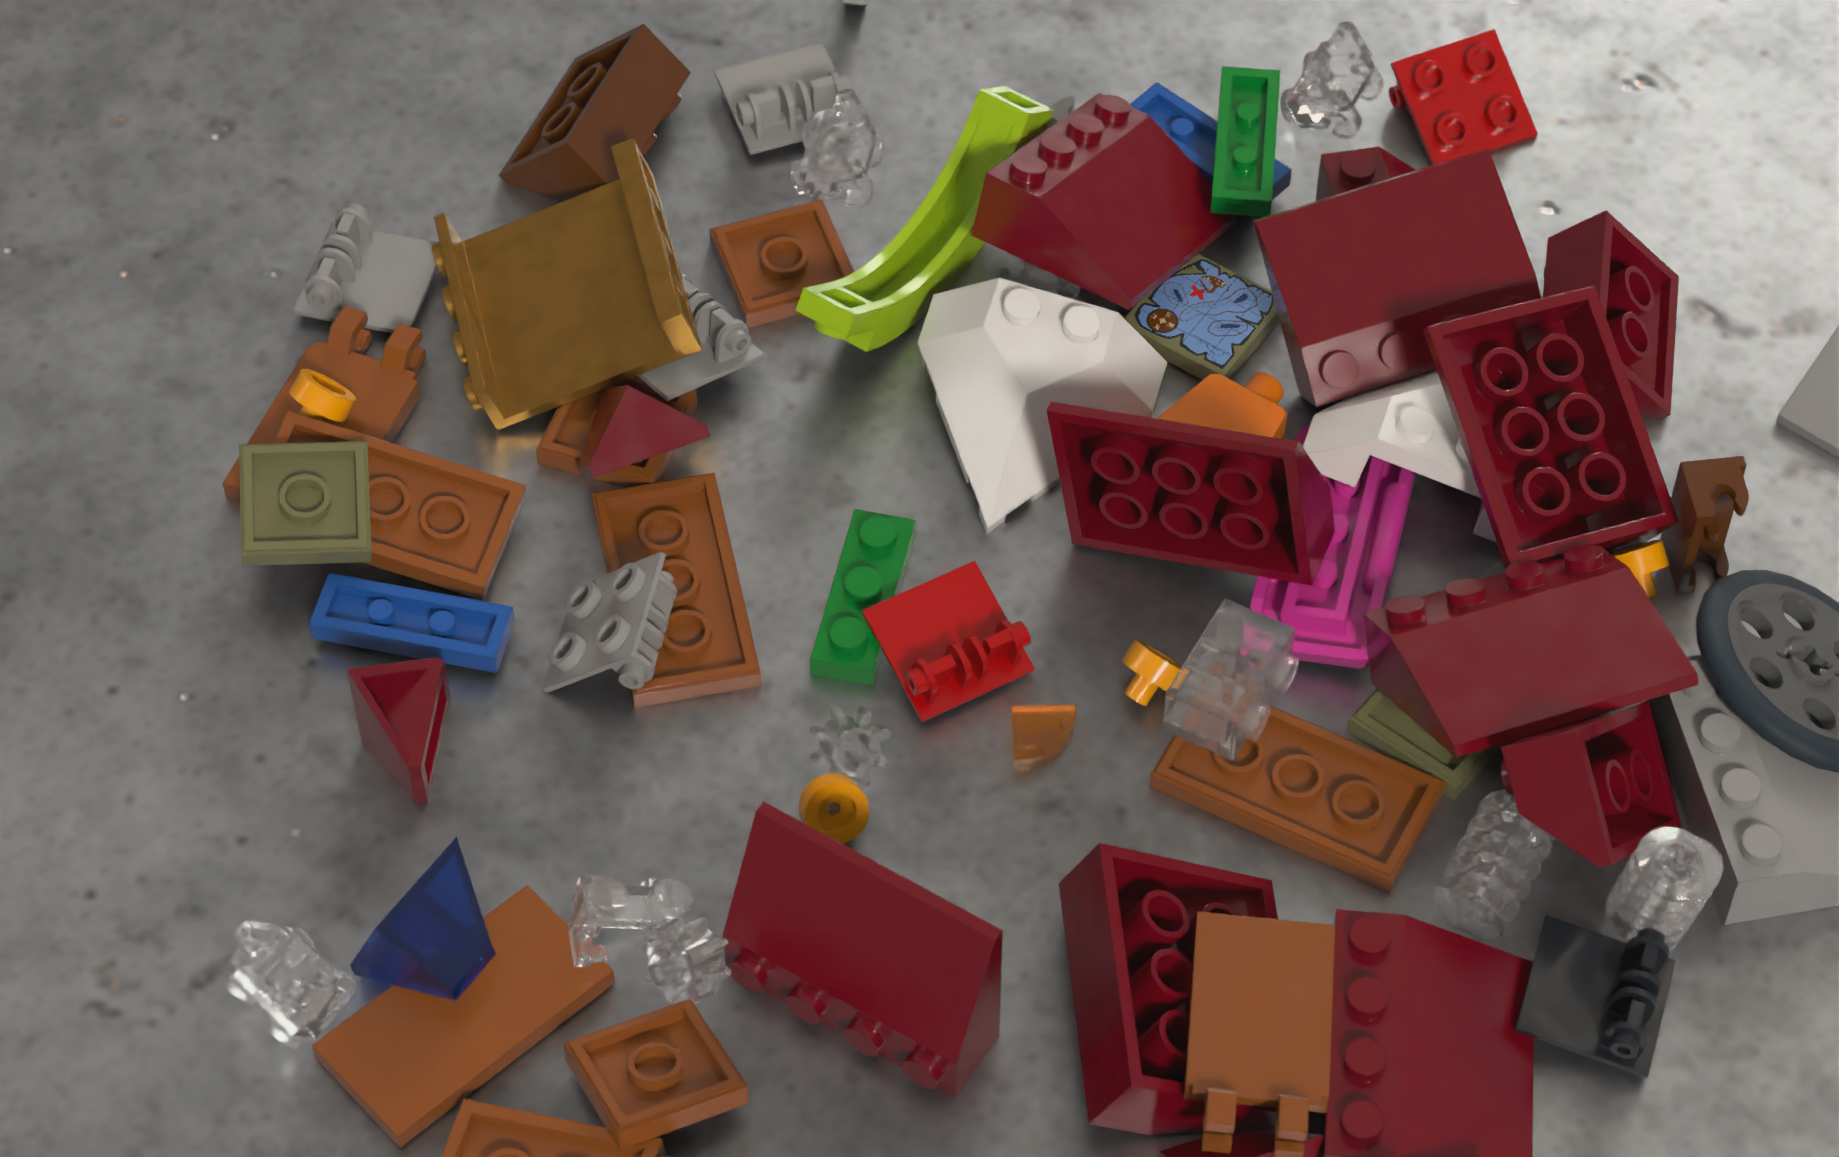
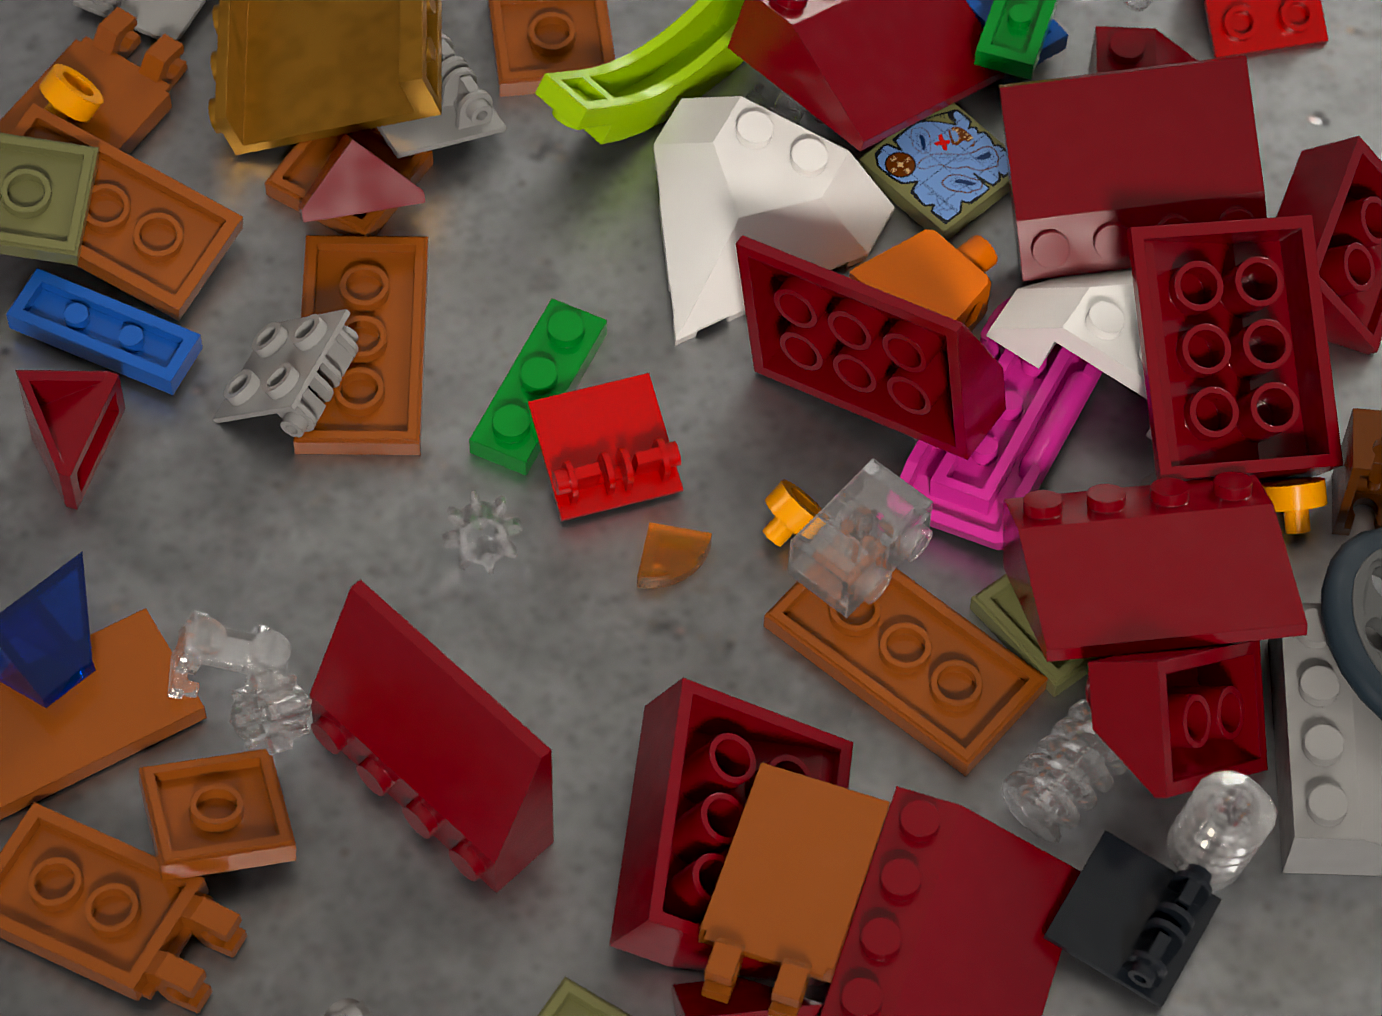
camera: 10 degrees right, 5 degrees up
(834, 807) = (451, 591): light orange tile -> none

